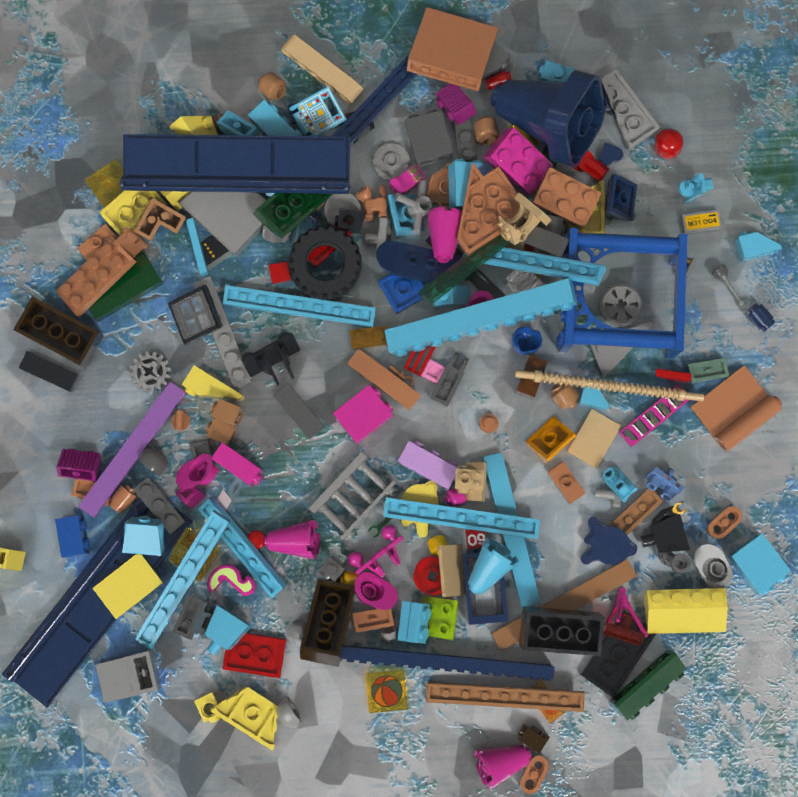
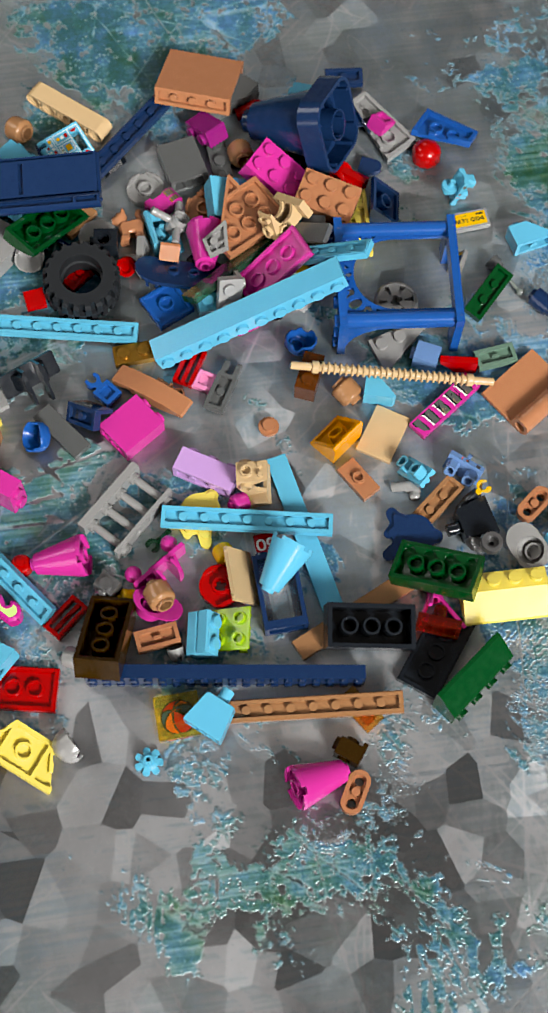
camera: 10 degrees left, 15 degrees down
(275, 417) = (36, 436): none -> blue hair
(305, 580) = (53, 631): none -> red tile
(323, 398) = (86, 414): none -> dark blue panel
(340, 375) = (104, 392): none -> blue plate
(358, 724) = (149, 766): none -> medium azure plant
(367, 246) = (126, 266): none -> red tile
(377, 587) = (159, 595): none -> medium nougat head
(409, 239) = (169, 252): none -> slope
(416, 698) = (212, 715): none -> medium azure torso
(456, 238) = (217, 240): none -> light grey piece
(464, 292) = (229, 289): none -> light grey bracket
(509, 269) = (277, 261): none -> dark pink tile
(596, 50) = (353, 75): none -> dark blue plate
(627, 108) = (380, 123): none -> dark pink slope
(628, 584) = (437, 570): none -> dark green slope
(642, 365) = (425, 356): none -> medium blue brick
(689, 119) = (443, 129): none -> blue wing
(710, 303) = (488, 292): none -> dark green plate

